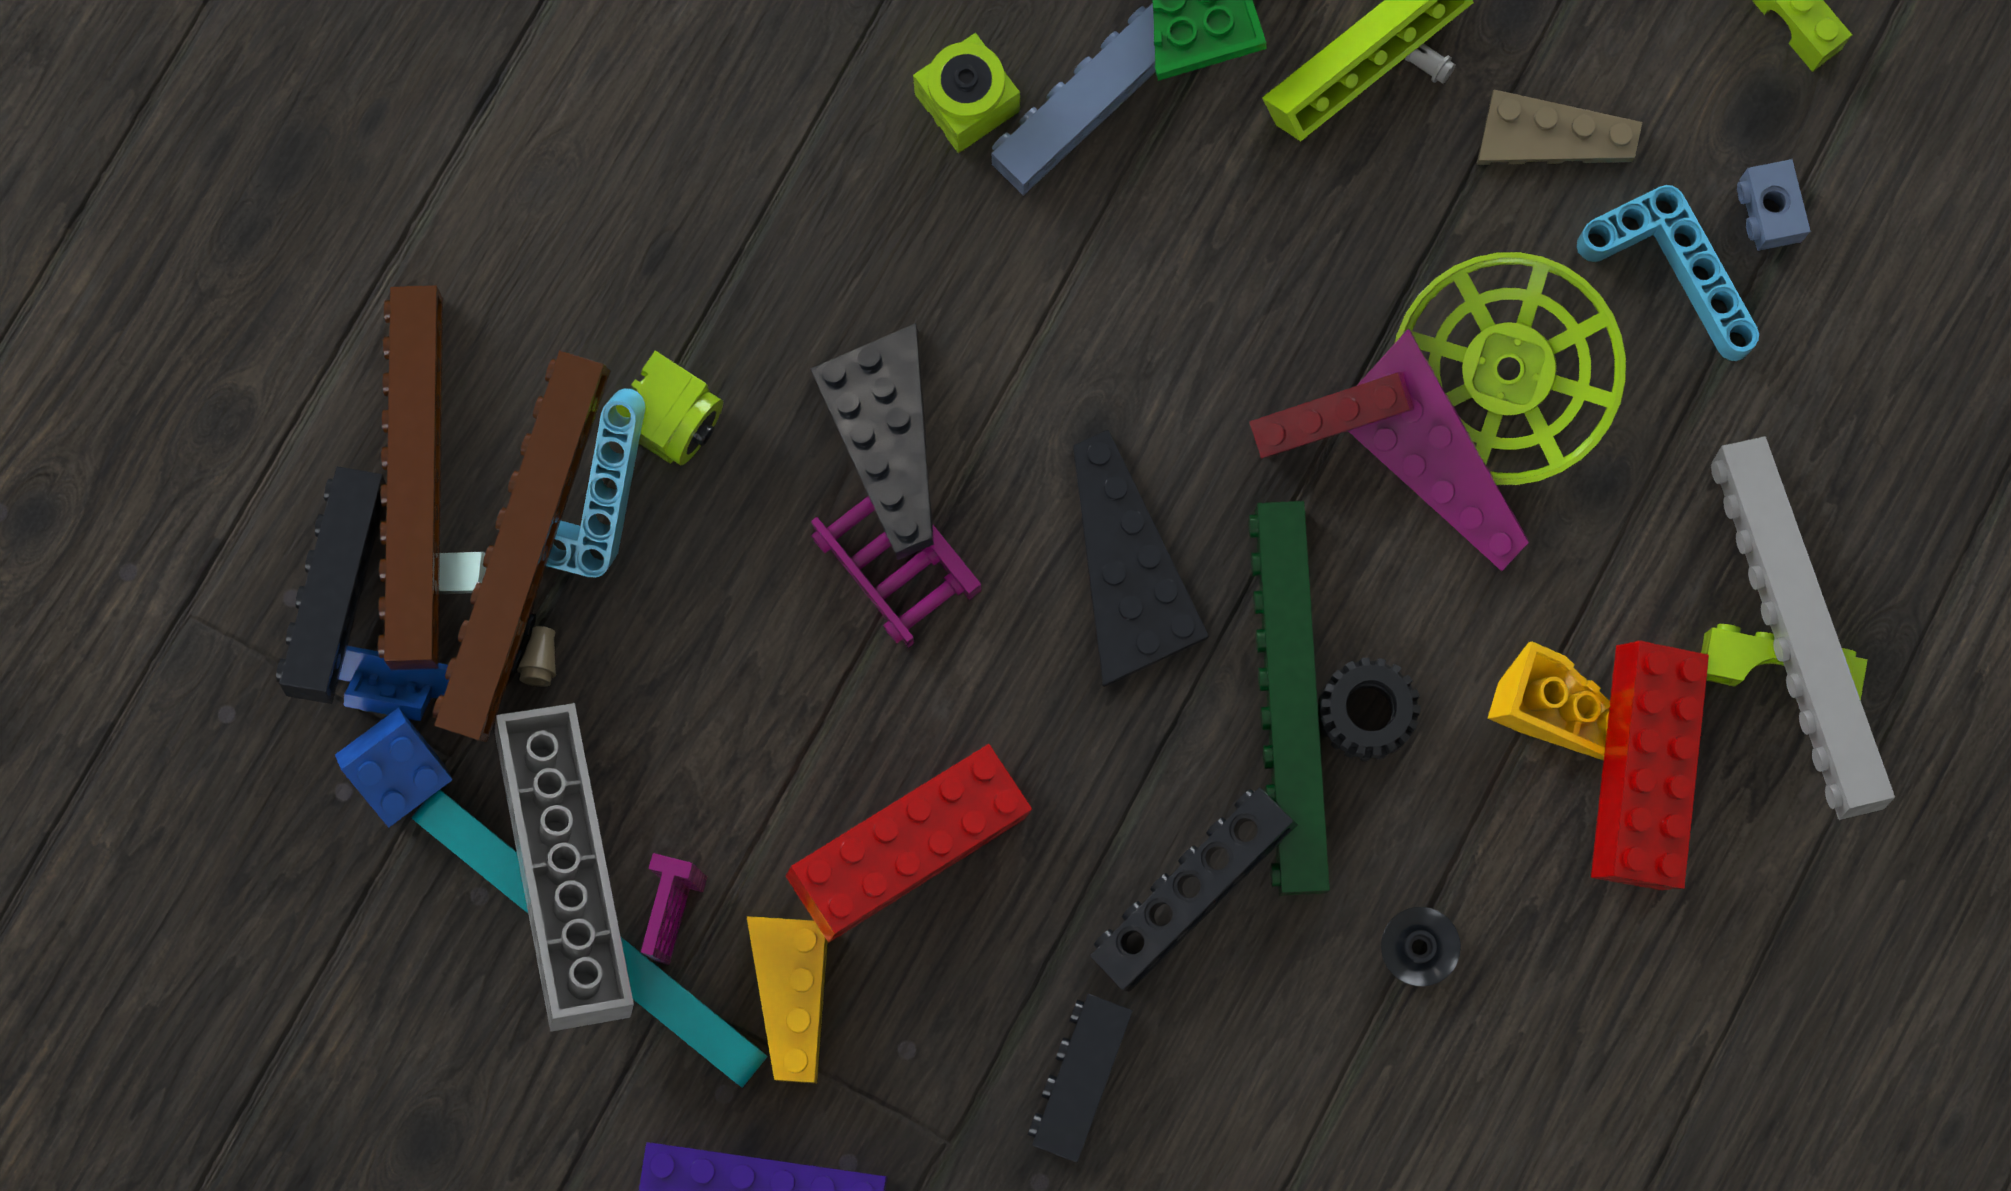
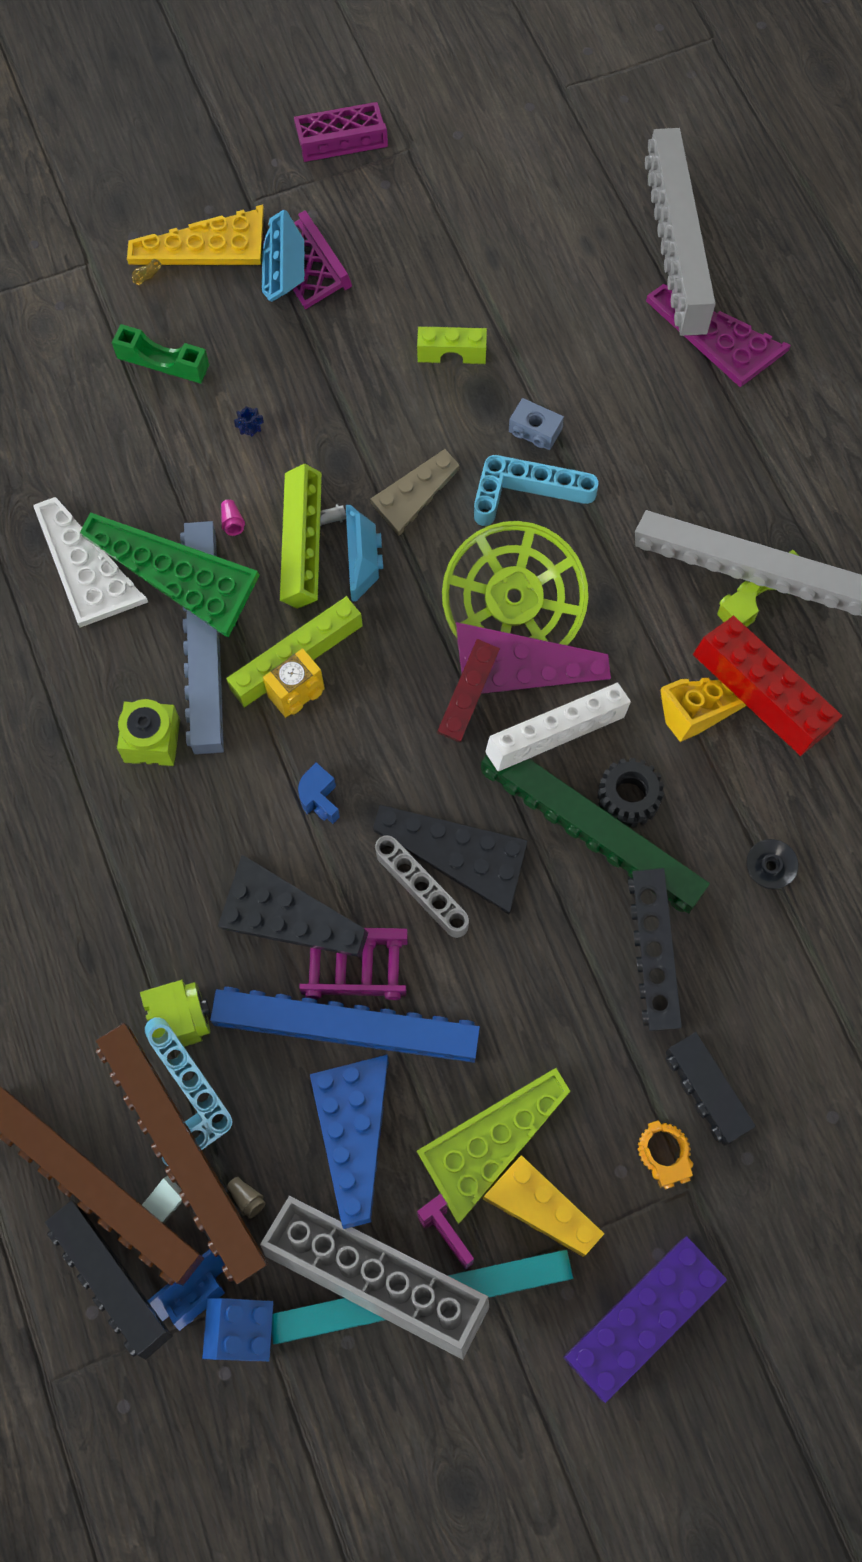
camera: 50 degrees left, 10 degrees down
(709, 704) = (351, 1121): none -> blue wing
(762, 850) = (480, 1149): none -> lime wing
(815, 608) = (345, 1025): none -> blue brick
(908, 843) = (514, 1077): red brick -> none
(945, 1106) = (671, 1174): none -> light orange piece
(1049, 540) = (419, 874): none -> light grey beam
(1060, 336) = (313, 791): none -> blue brick
(1168, 205) = (294, 683): none -> yellow brick
(1213, 171) = (314, 637): none -> lime brick
(1376, 558) = (557, 726): none -> white brick
(1411, 141) = (362, 552): none -> dark azure wedge

